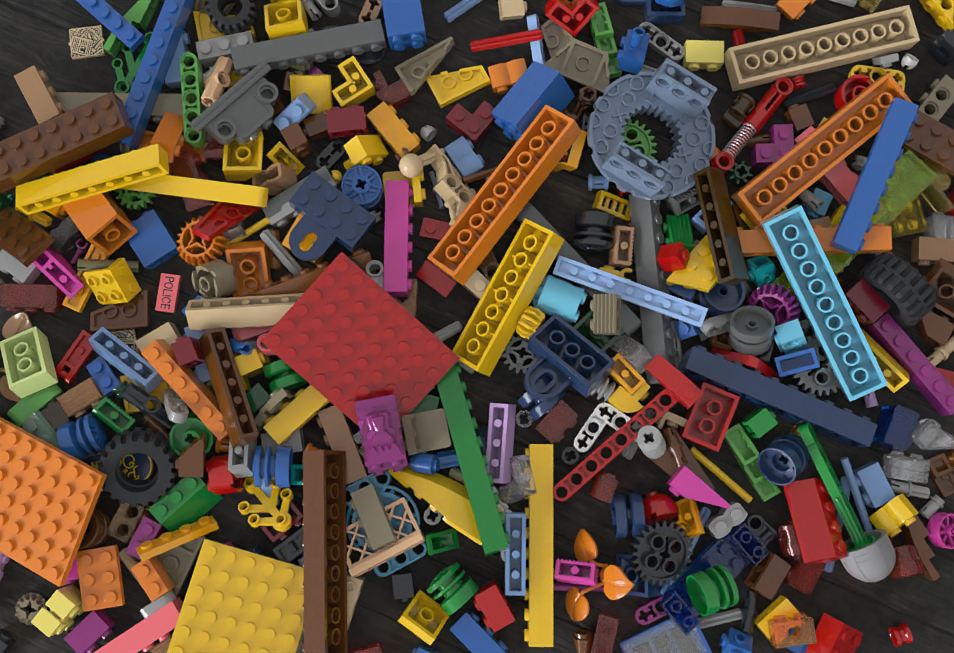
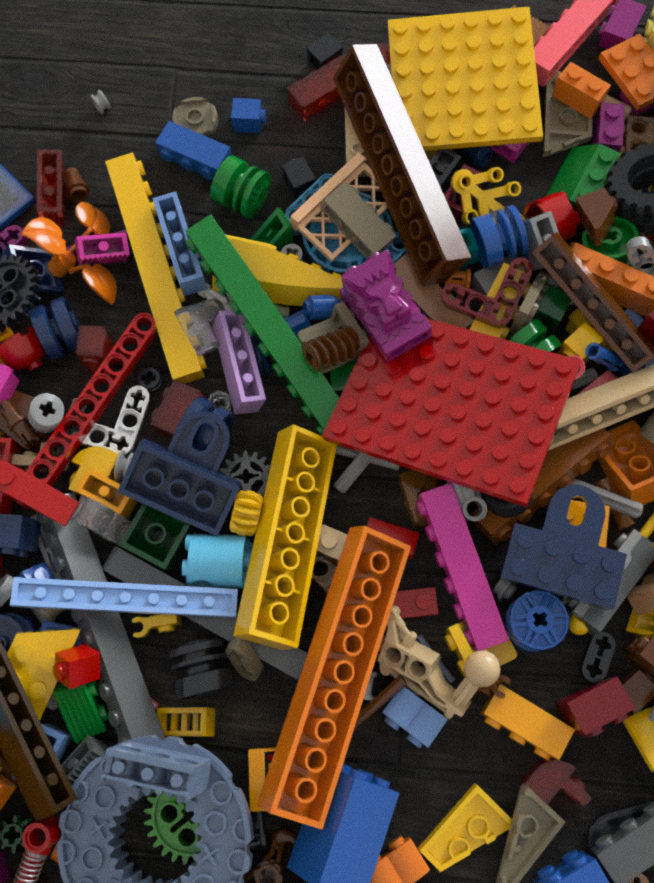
camera: 160 degrees right, 10 degrees down
(158, 604) = (569, 56): light grey beam -> none
(176, 538) = (574, 135): light orange plate -> none
(301, 412) = (490, 305): none -> dark red beam
(357, 84) = (605, 768): yellow brick -> none
(364, 151) = (554, 675): yellow brick -> none
(424, 617) = (264, 148): yellow brick -> none
(428, 133) = (478, 738): light grey hinge -> none
(432, 420) = (331, 348): none -> reddish brown piece
(470, 125) = (421, 768): dark red brick -> none
(494, 606) = (190, 183): red brick -> none
(562, 228) = (244, 659): none -> dark tan beam
(597, 182) = (218, 746): medium blue bush -> none
(606, 314) = (147, 552): dark tan brick -> none
(622, 248) = (154, 663): medium nougat brick -> none

